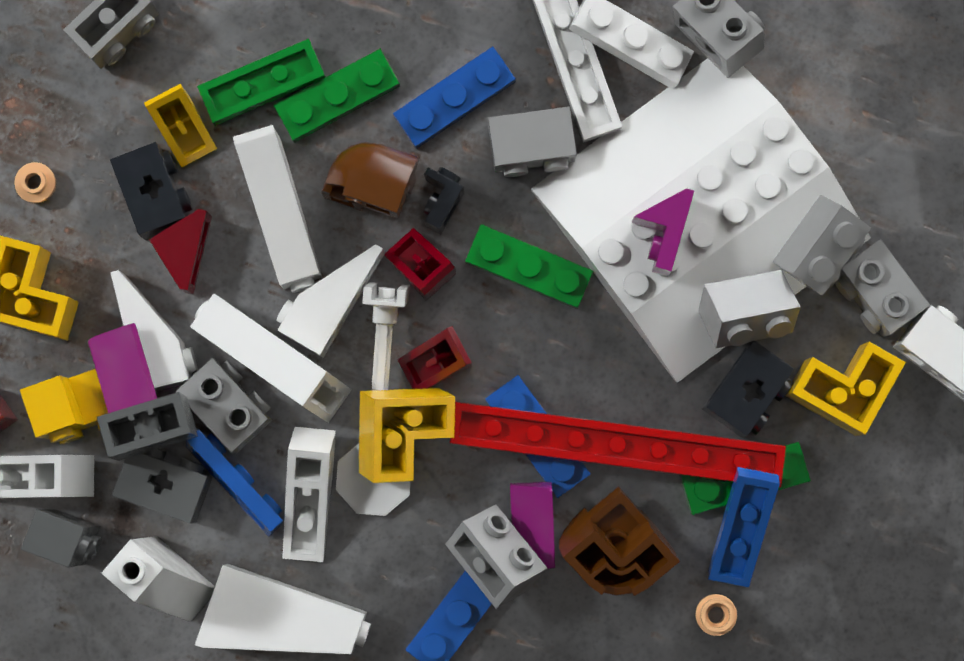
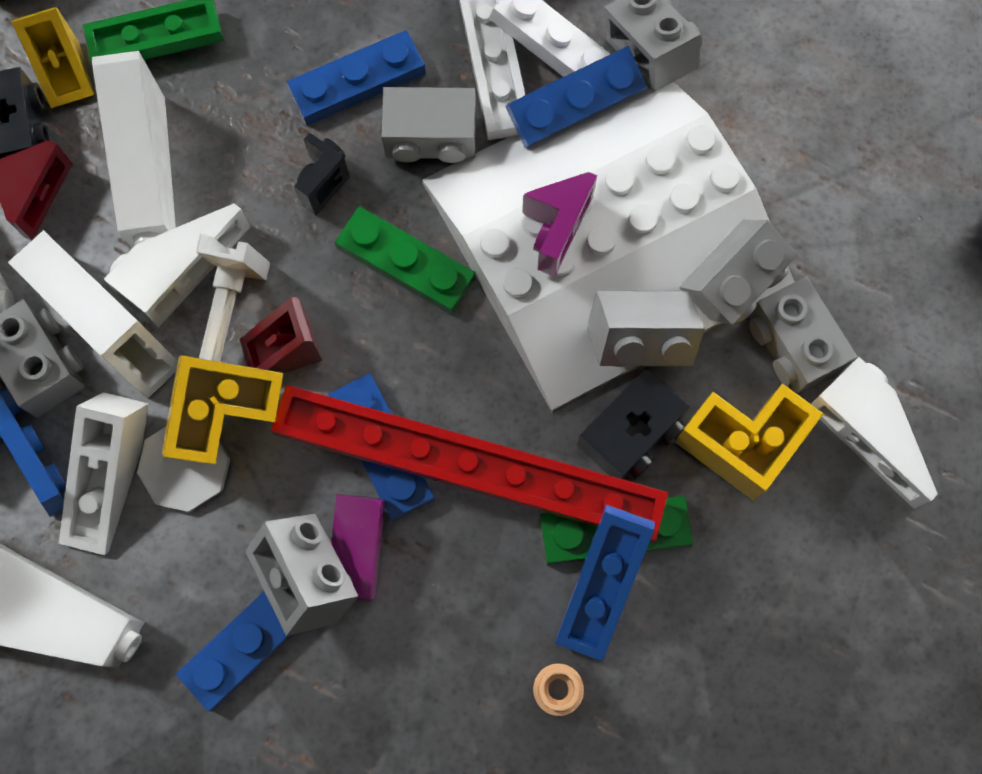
camera: 10 degrees right, 10 degrees down
(337, 95) = (231, 59): green plate -> none
(371, 178) = (244, 134): reddish brown brick -> none
(420, 263) = (287, 241): dark red slope -> none
(616, 547) = (448, 586): reddish brown brick -> none
(659, 97) = (576, 96): none -> blue plate

